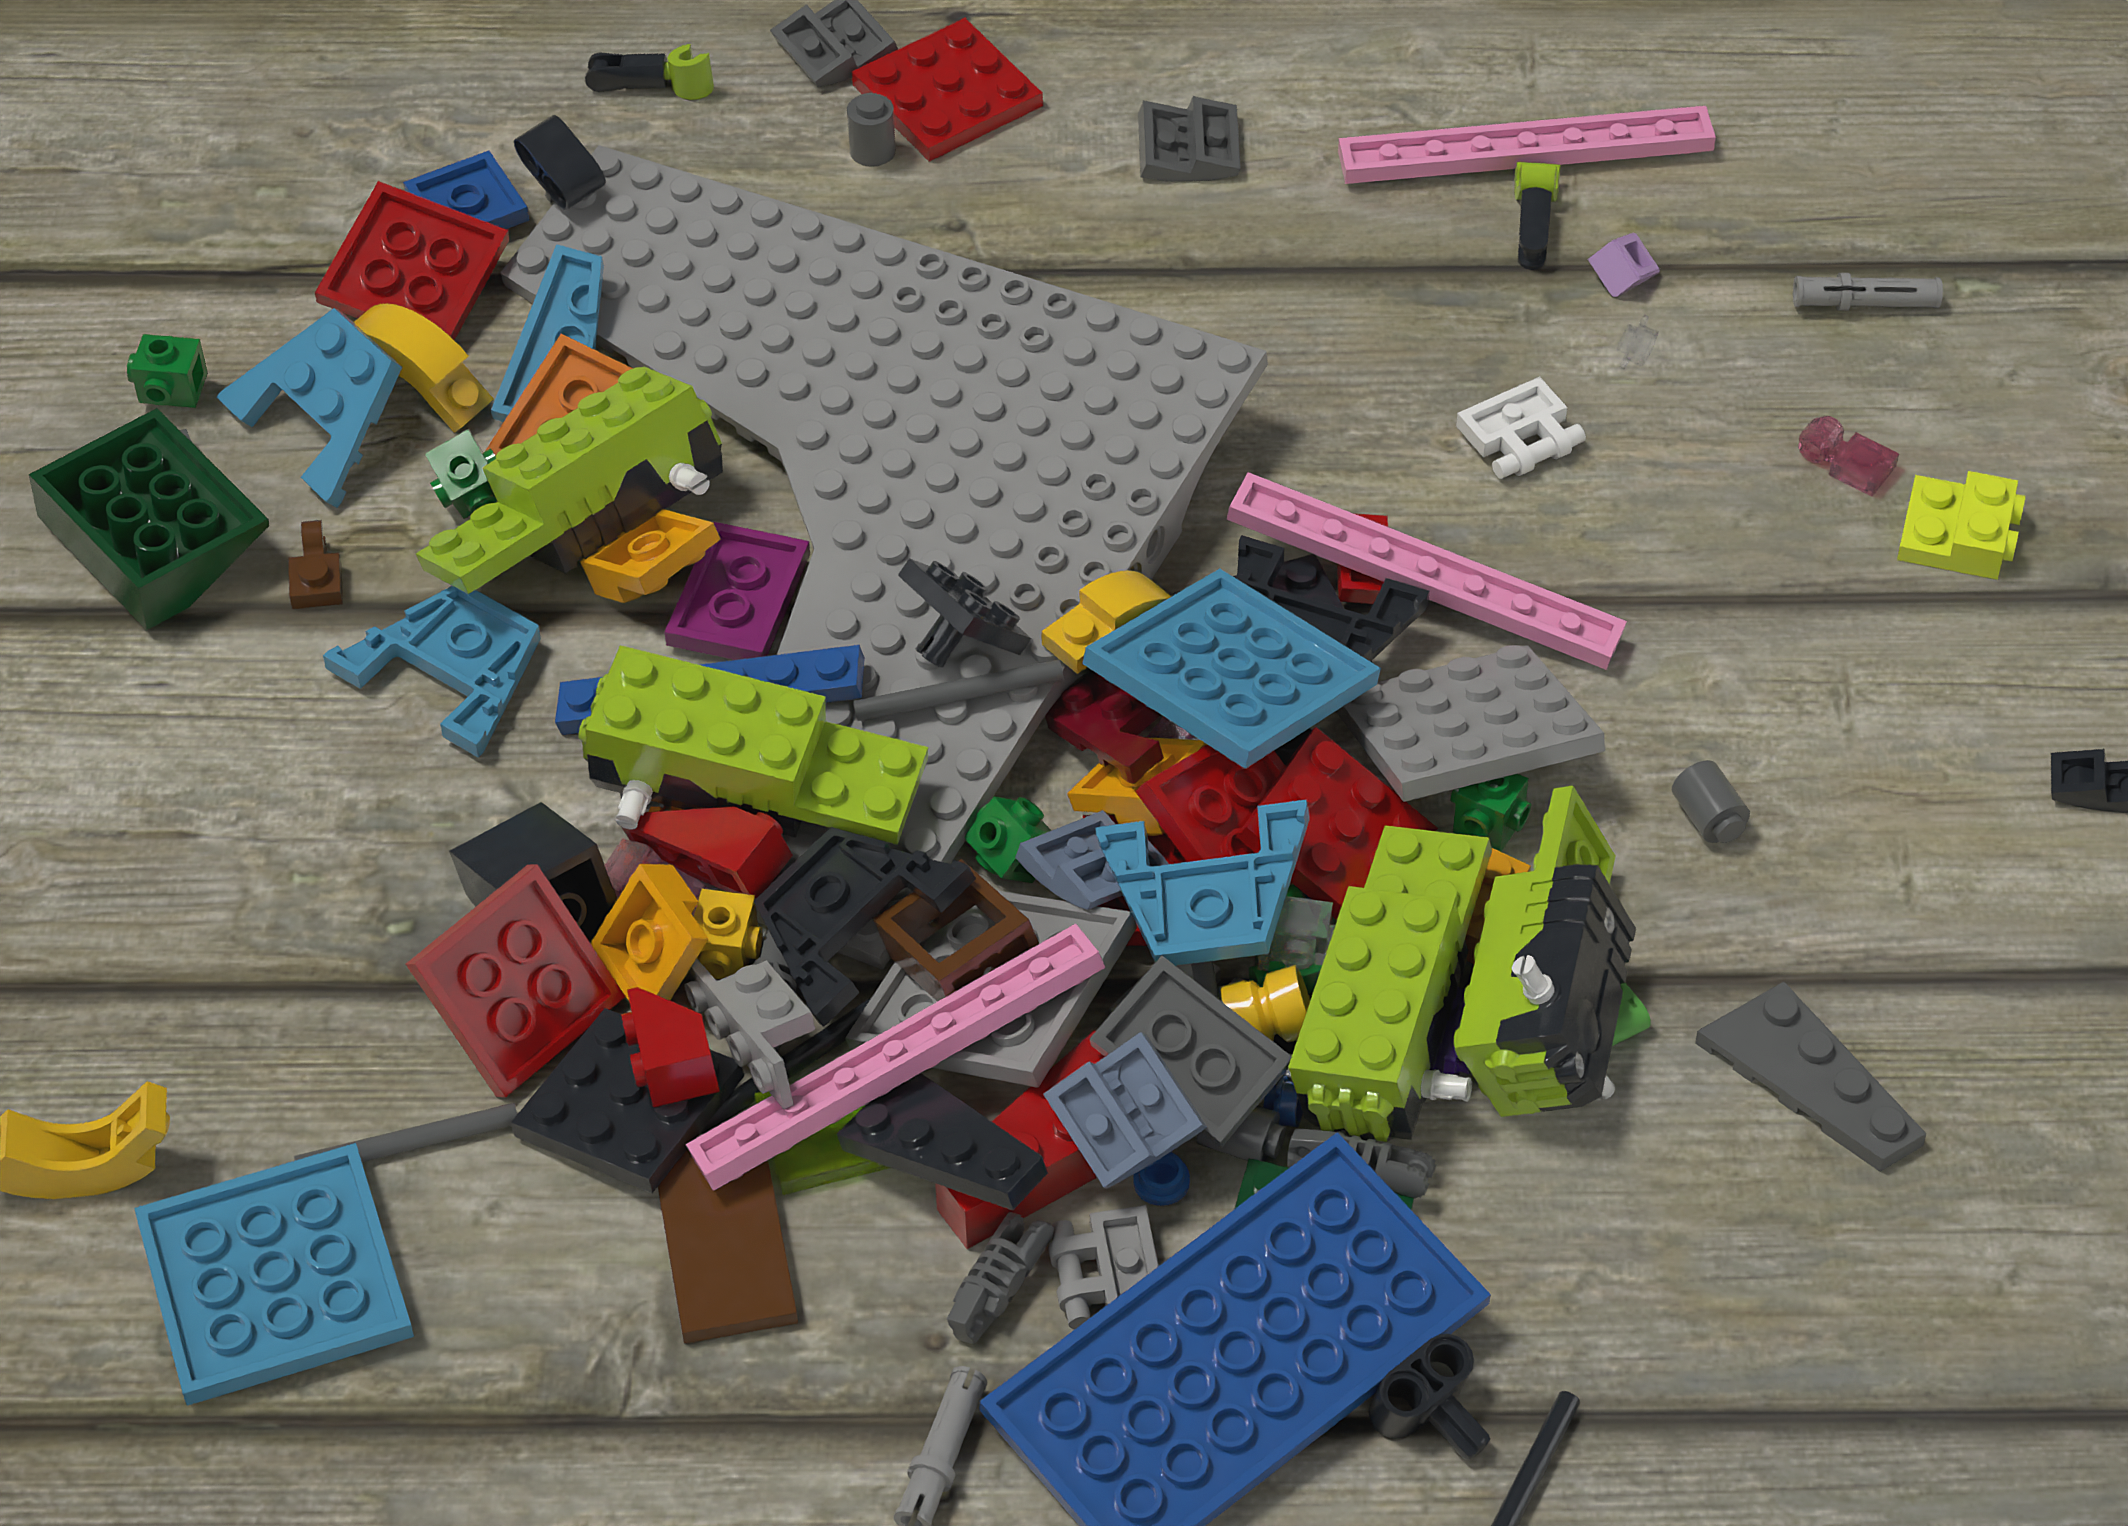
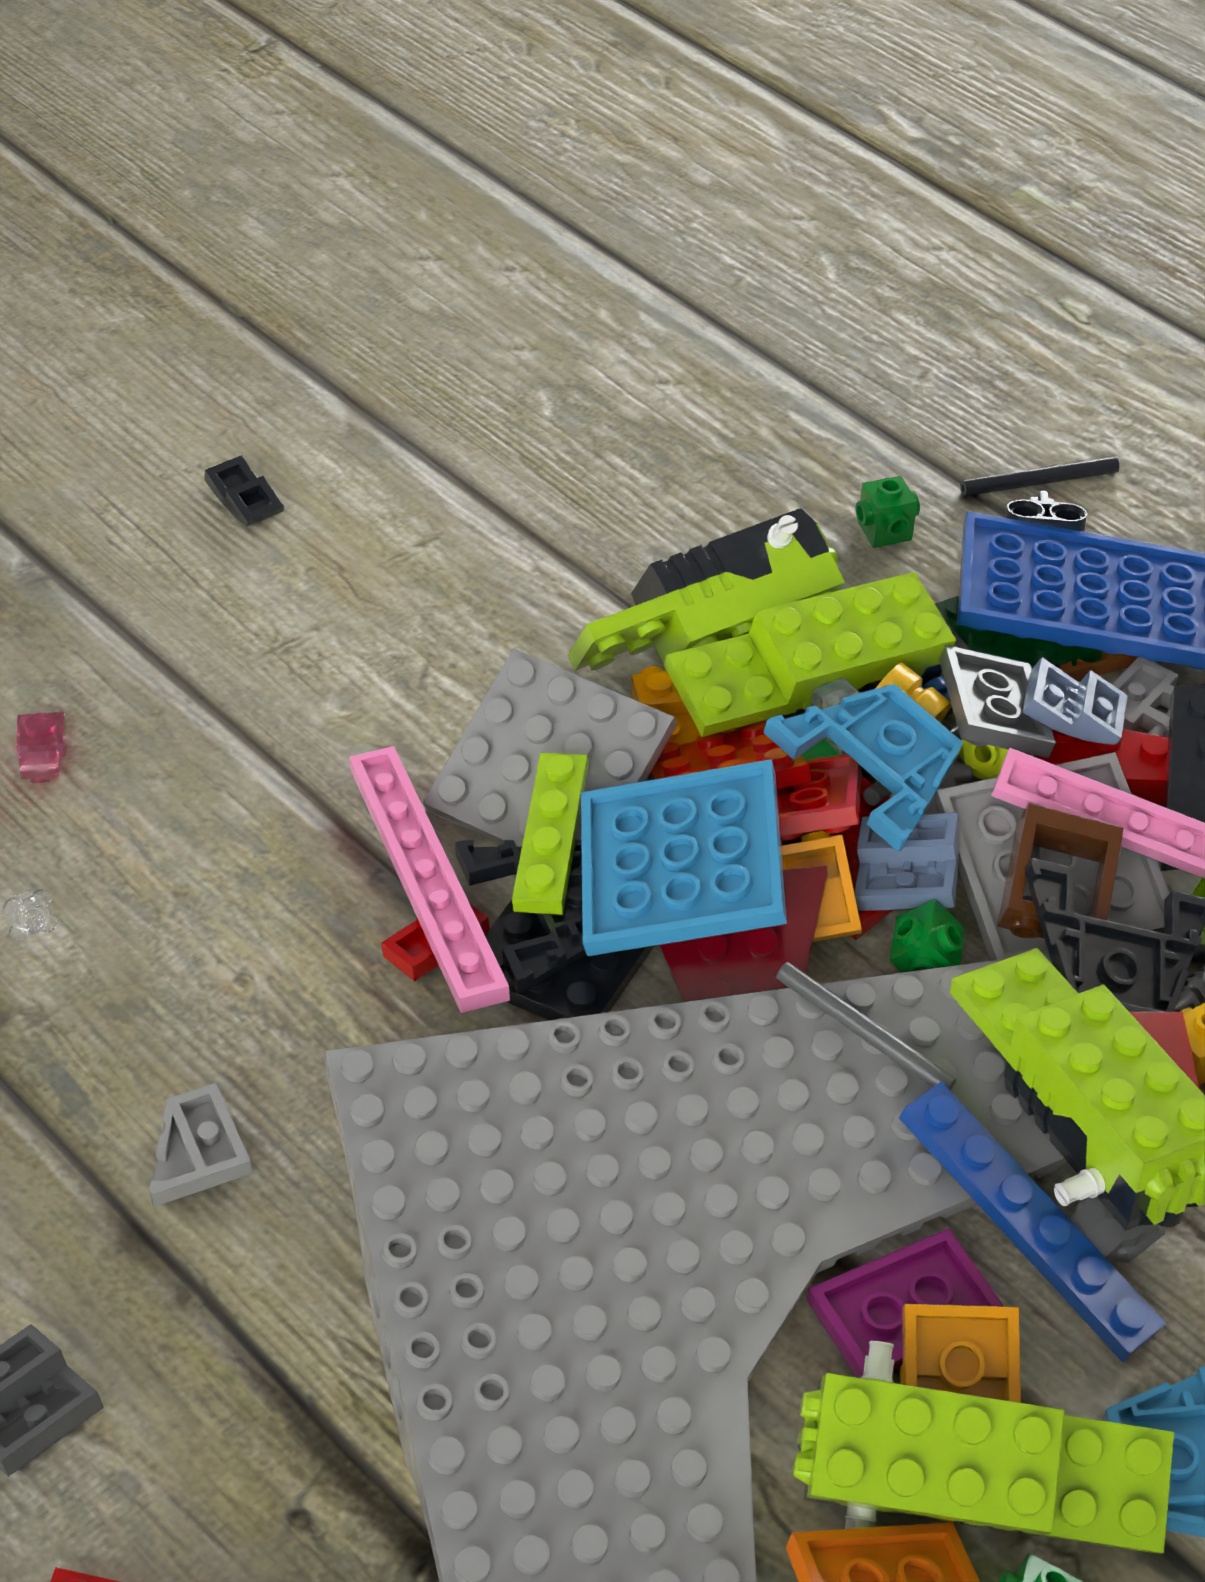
camera: 135 degrees left, 5 degrees down
(961, 611) = (816, 1037): black plate -> none
(1102, 609) = (694, 970): yellow arch -> none
(1303, 319) = (197, 1146): none -> light grey wing
(1405, 668) = (550, 834): none -> lime plate
(1514, 416) = (193, 943): white plate -> none
(1578, 1263) = (887, 511): none -> green brick
(1711, 802) = (468, 637): dark grey brick -> none
(1813, 1073) = (624, 510): dark grey wing -> none
(1962, 524) = (60, 654): neon yellow plate -> none

